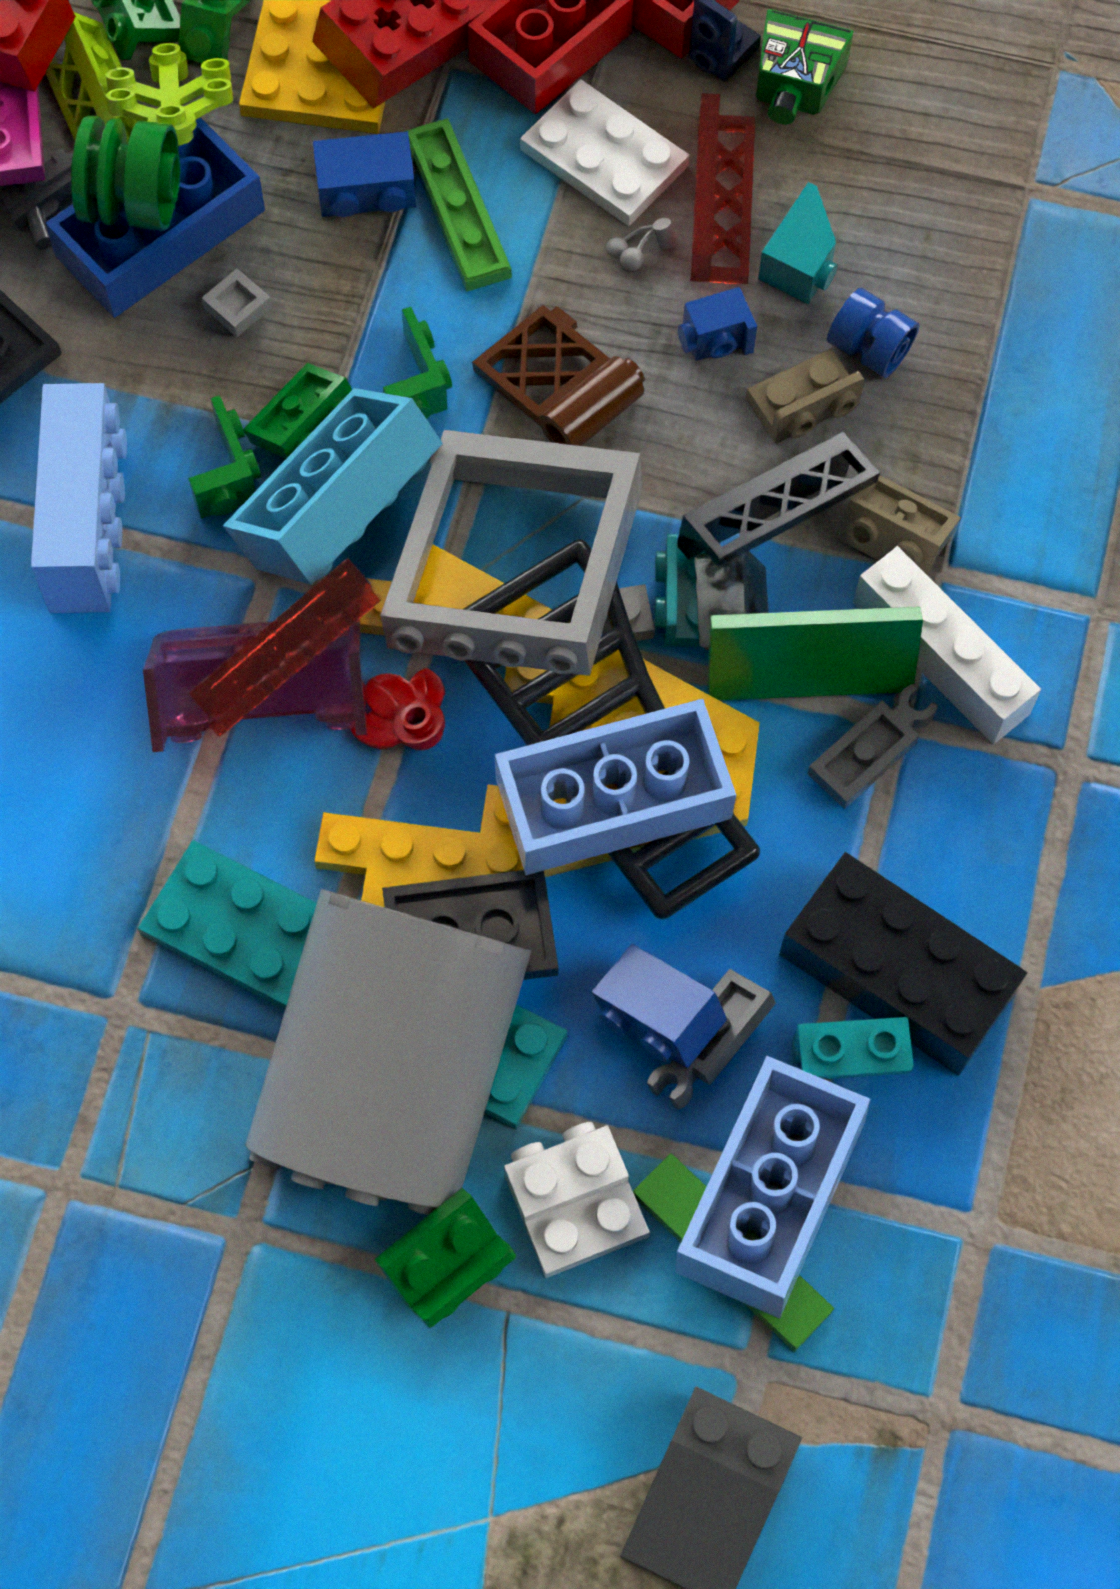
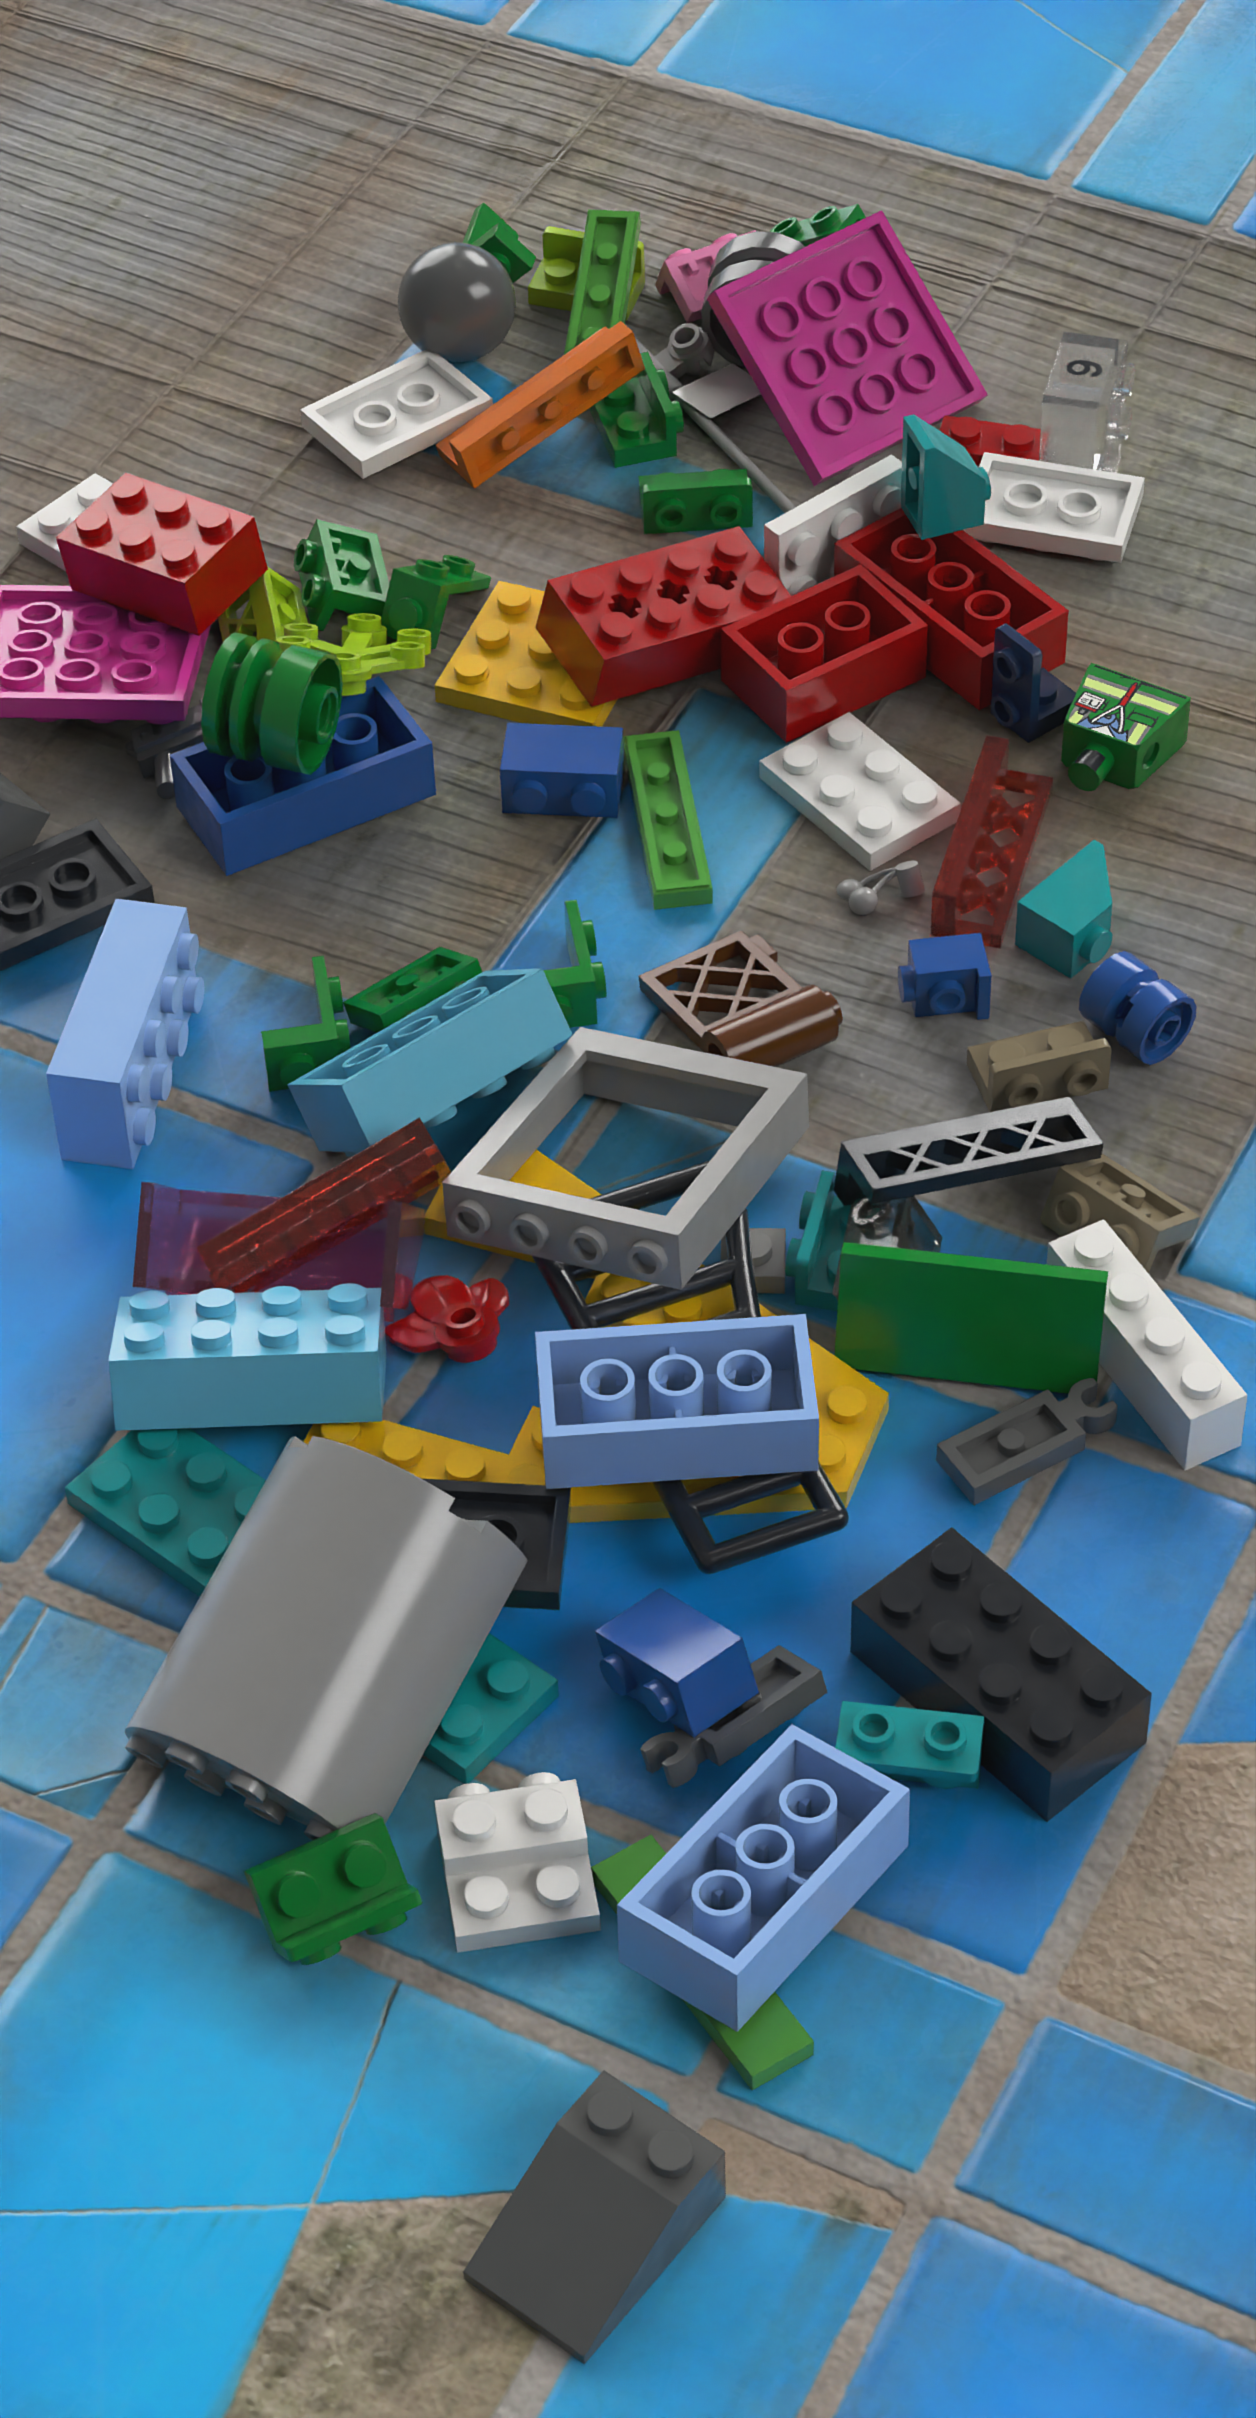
camera: 15 degrees right, 20 degrees down
(236, 302) = (374, 877): light grey plate -> none
(257, 791) = (248, 1358): none -> medium azure brick

